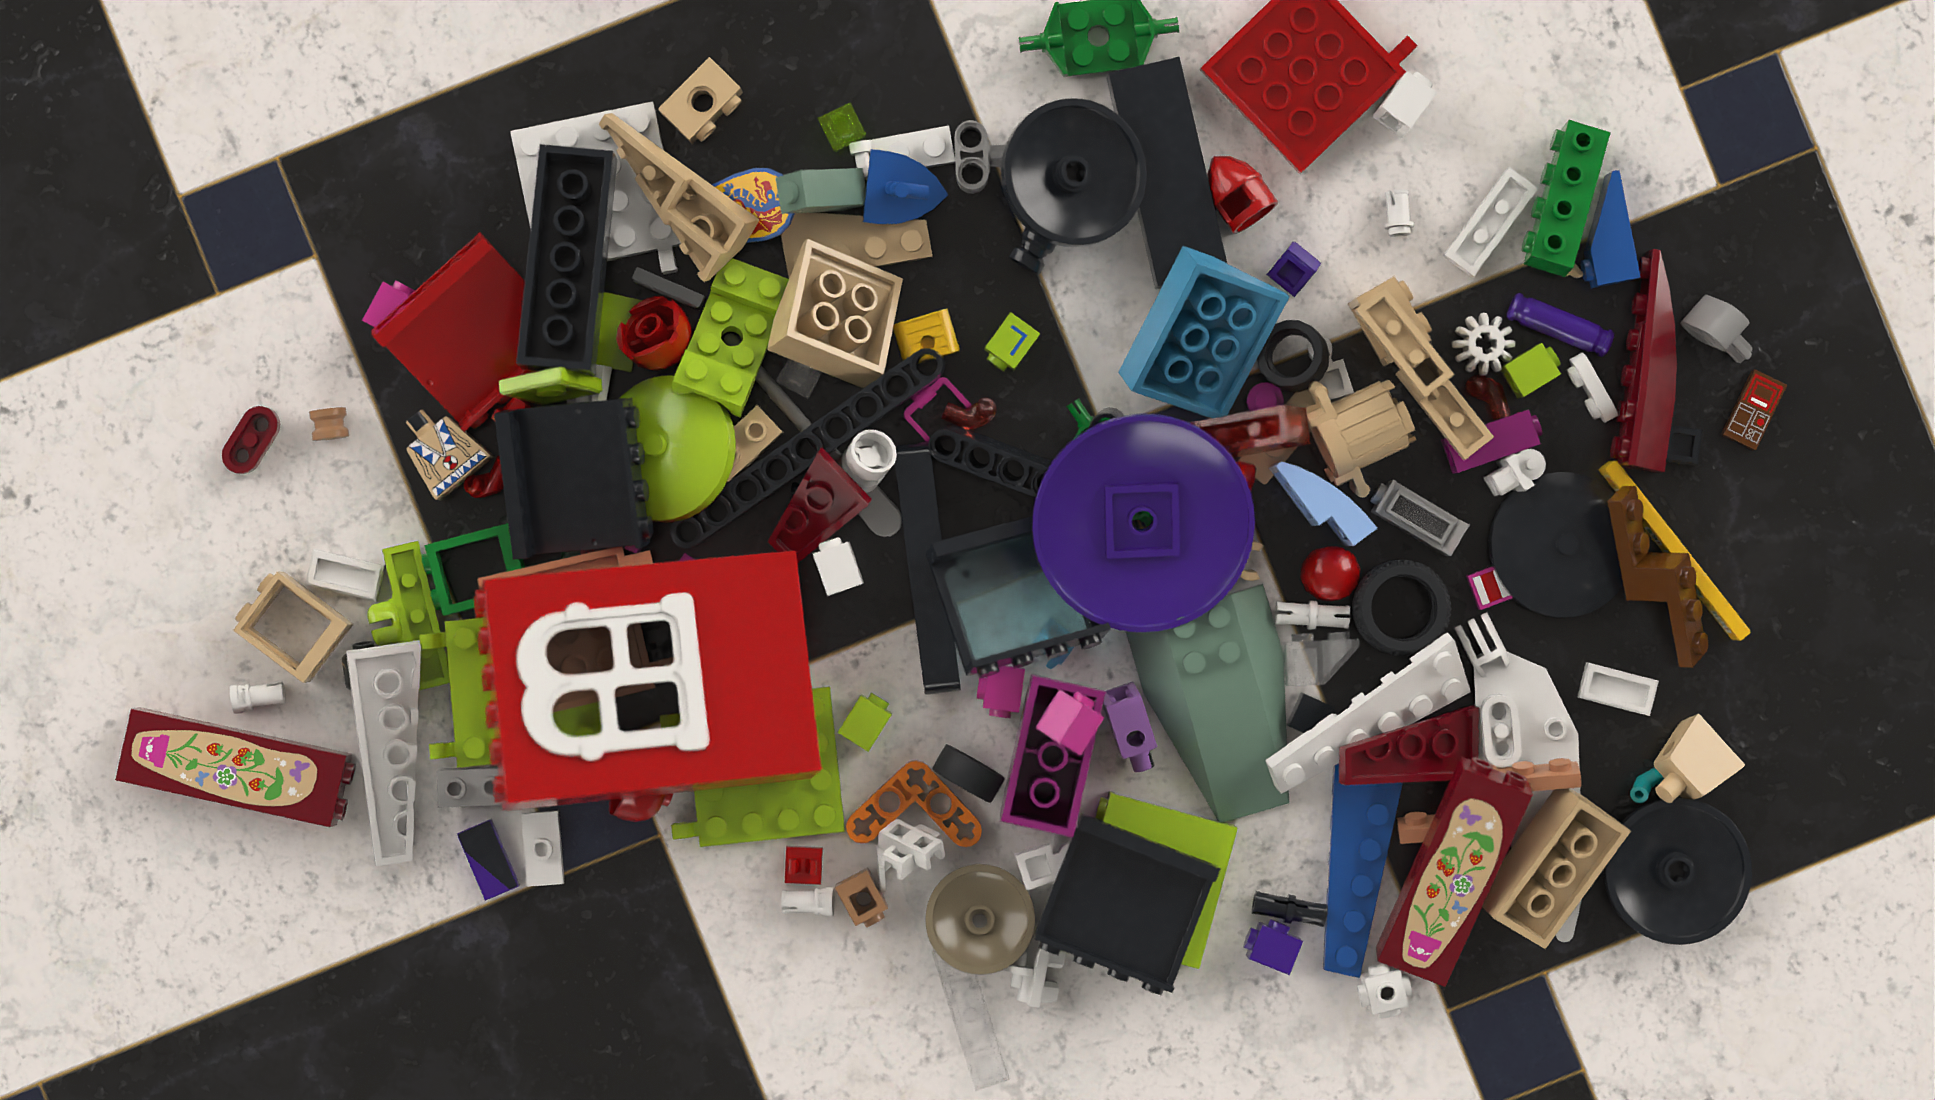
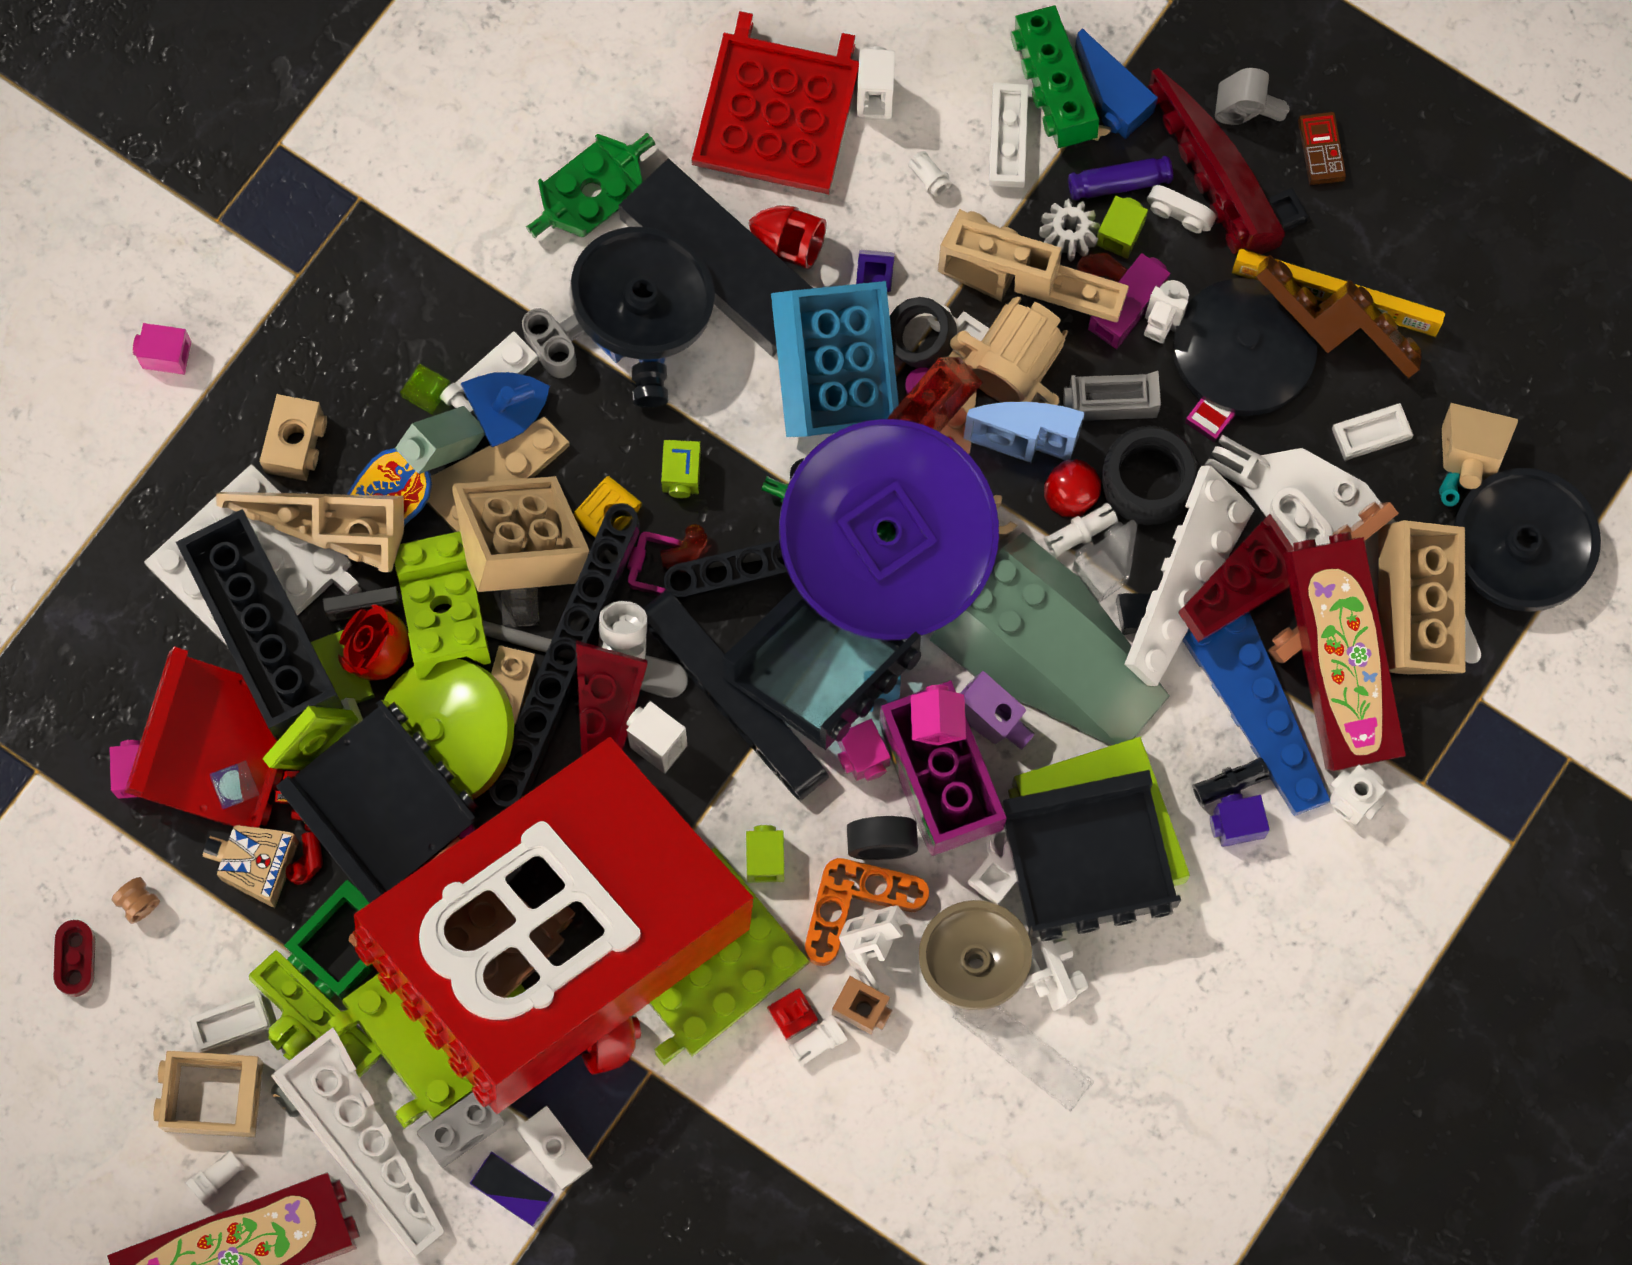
camera: 35 degrees left, 15 degrees down
(467, 379) = (234, 785): none -> clear light blue tile

